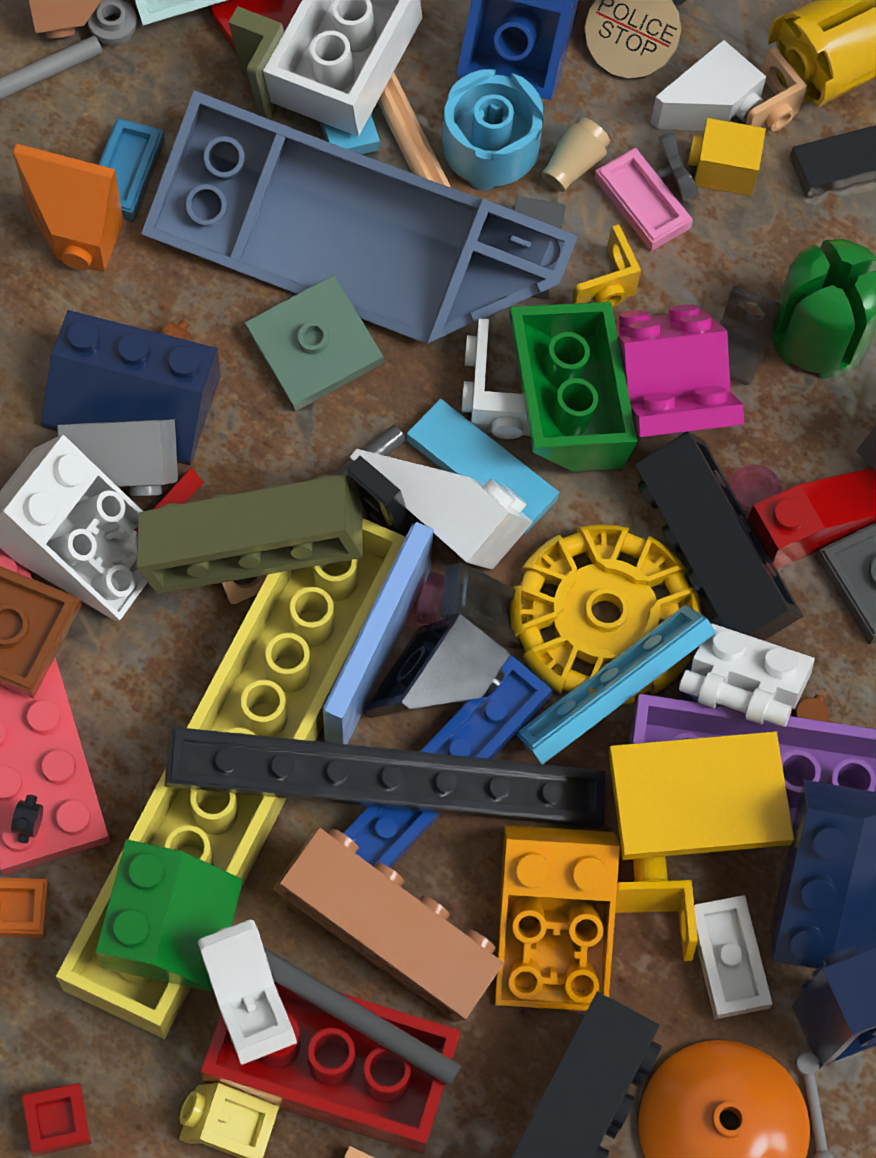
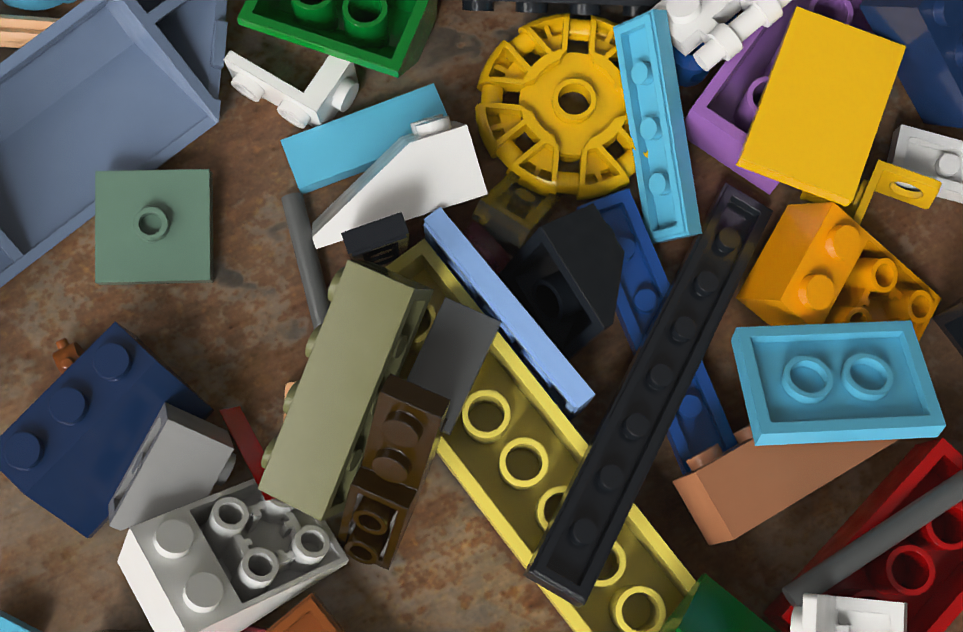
camera: 60 degrees left, 10 degrees up
(200, 608) = (392, 471): none -> dark brown slope
(308, 602) = (454, 355): none -> dark grey tile
(458, 913) = (835, 383): none -> medium azure plate

